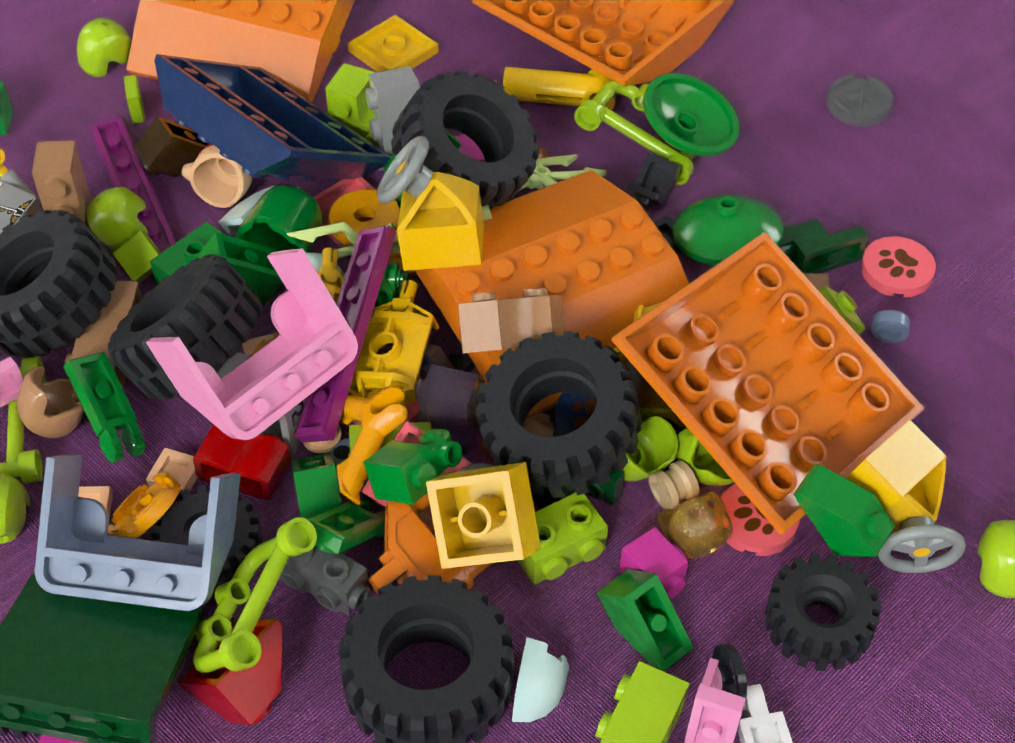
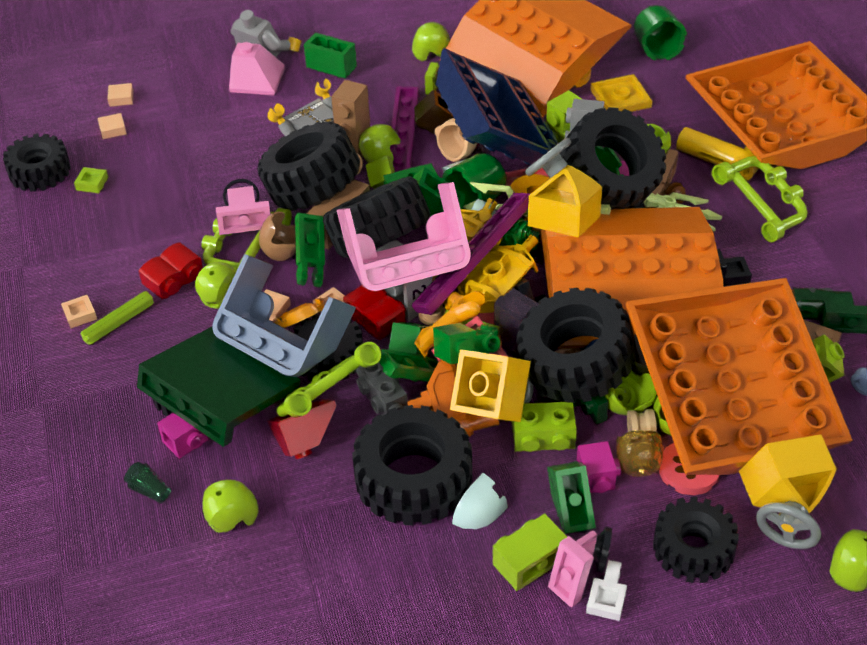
camera: 30 degrees right, 5 degrees down
(503, 323) = (560, 272): medium nougat brick -> none
(655, 181) = (749, 232): black bracket -> none
(690, 115) = (798, 195): green dish -> none
(722, 225) = (801, 274): green dish -> none
(844, 513) = (738, 477): green slope -> none

